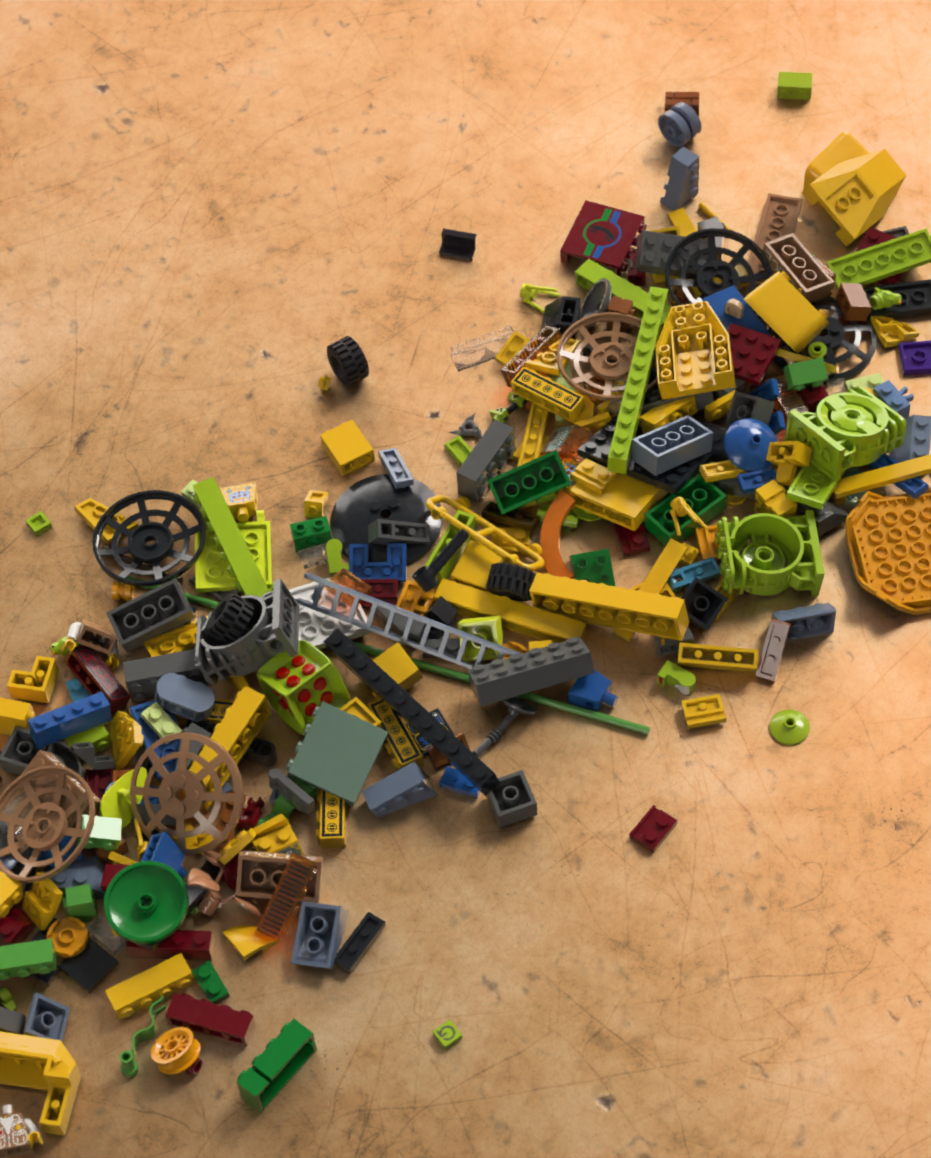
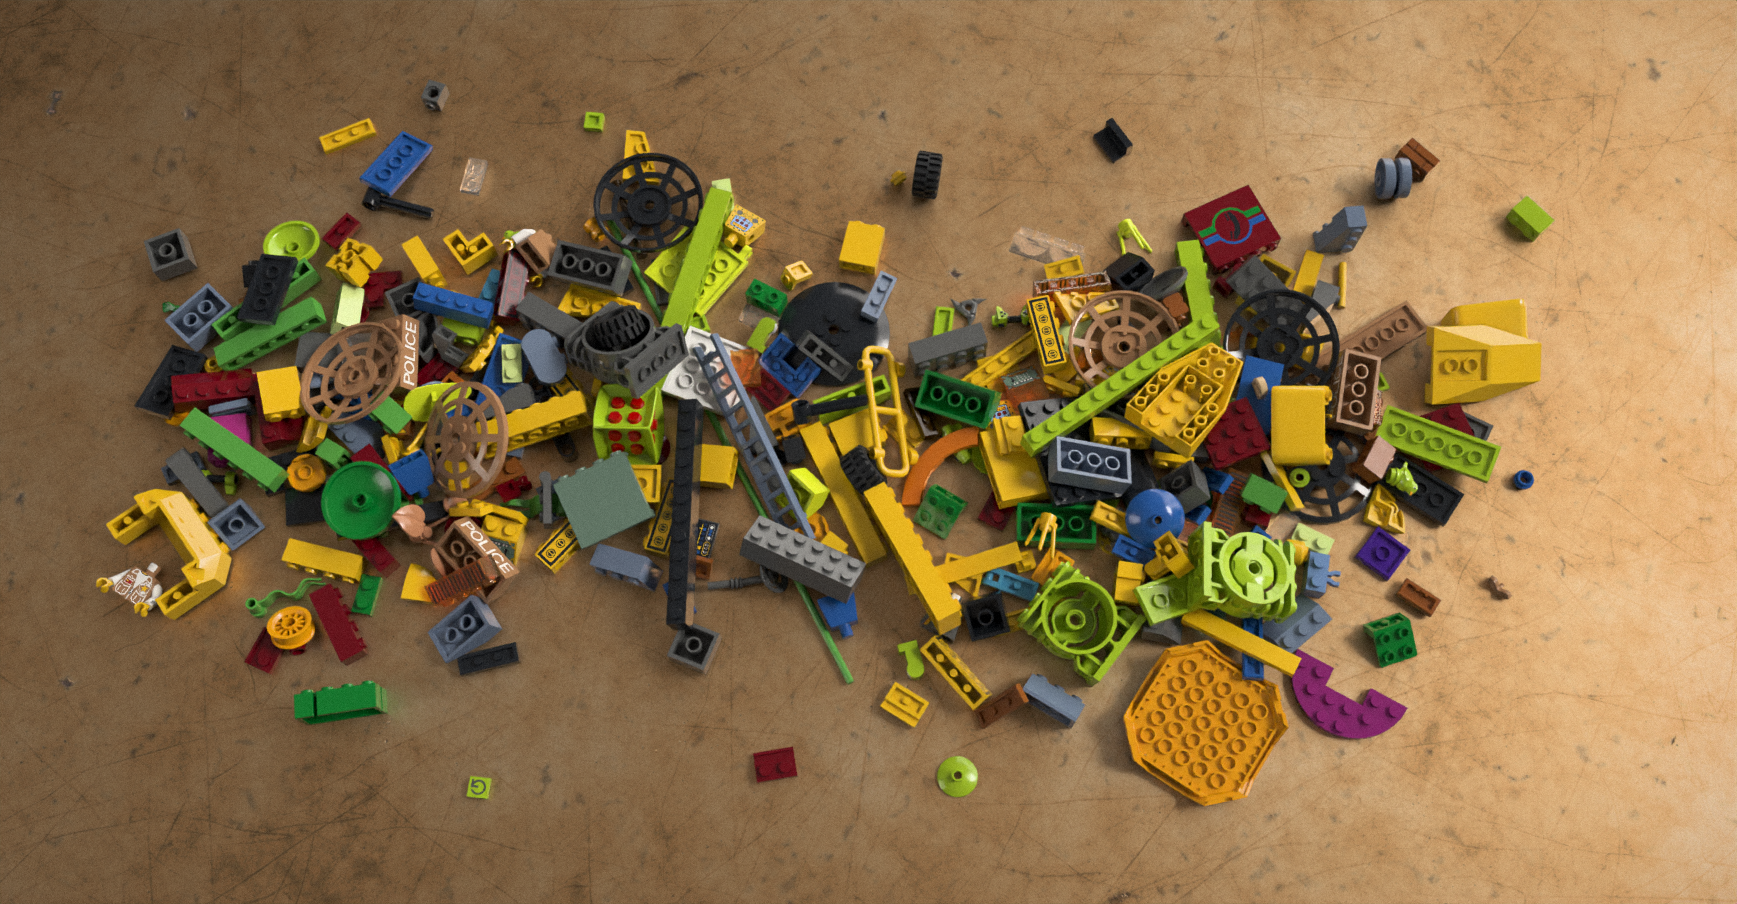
camera: 40 degrees right, 15 degrees up
(169, 1091) = (264, 653): none -> dark red plate

